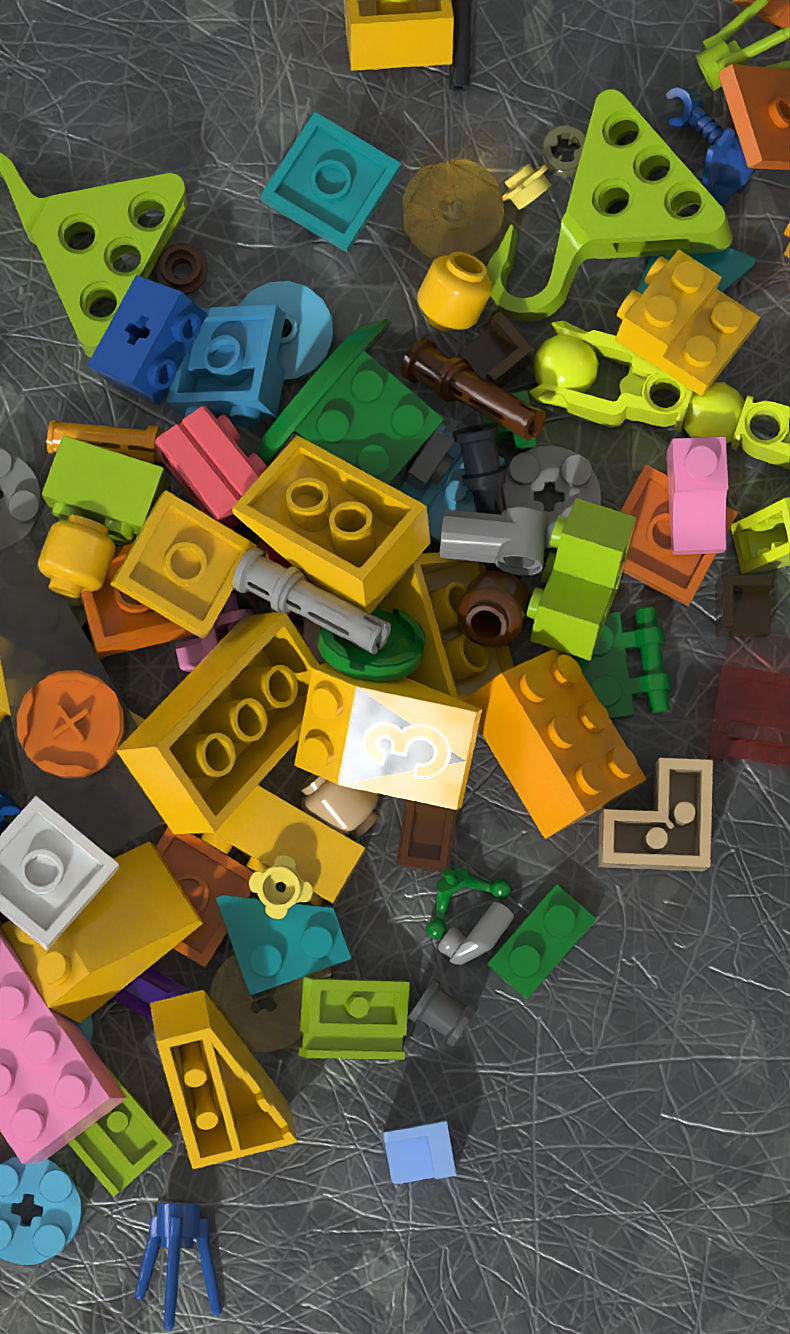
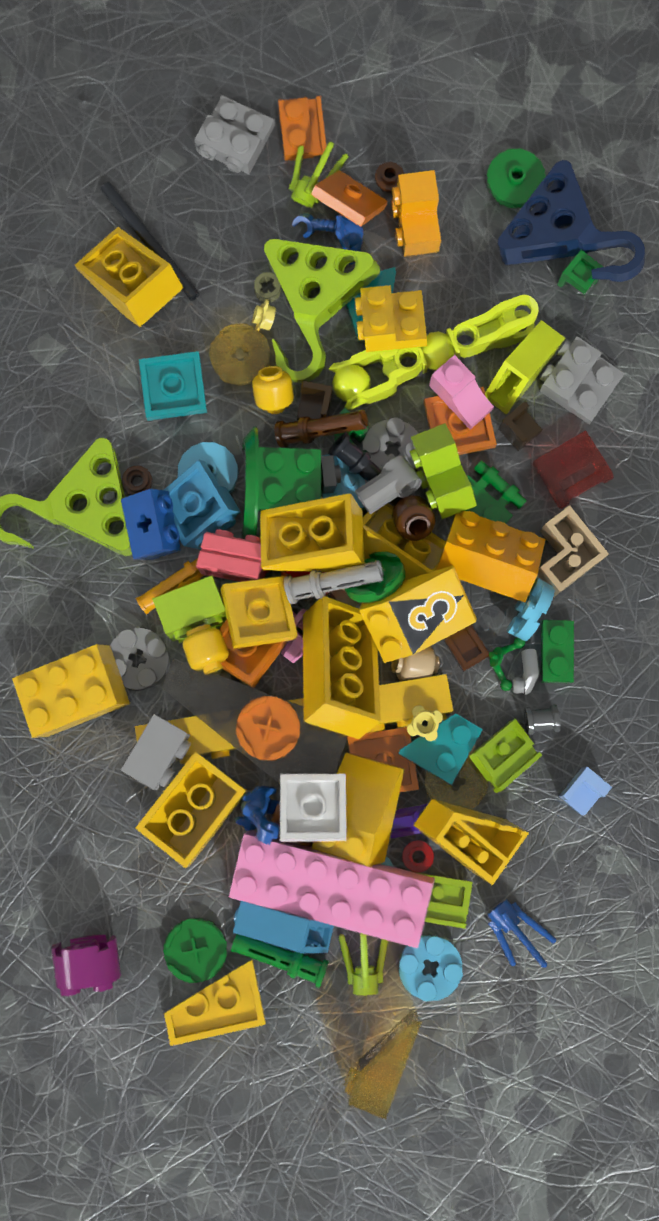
camera: 40 degrees left, 0 degrees up
(149, 1050) = (407, 854): none -> red plate
(547, 855) = (538, 602): none -> medium azure plate

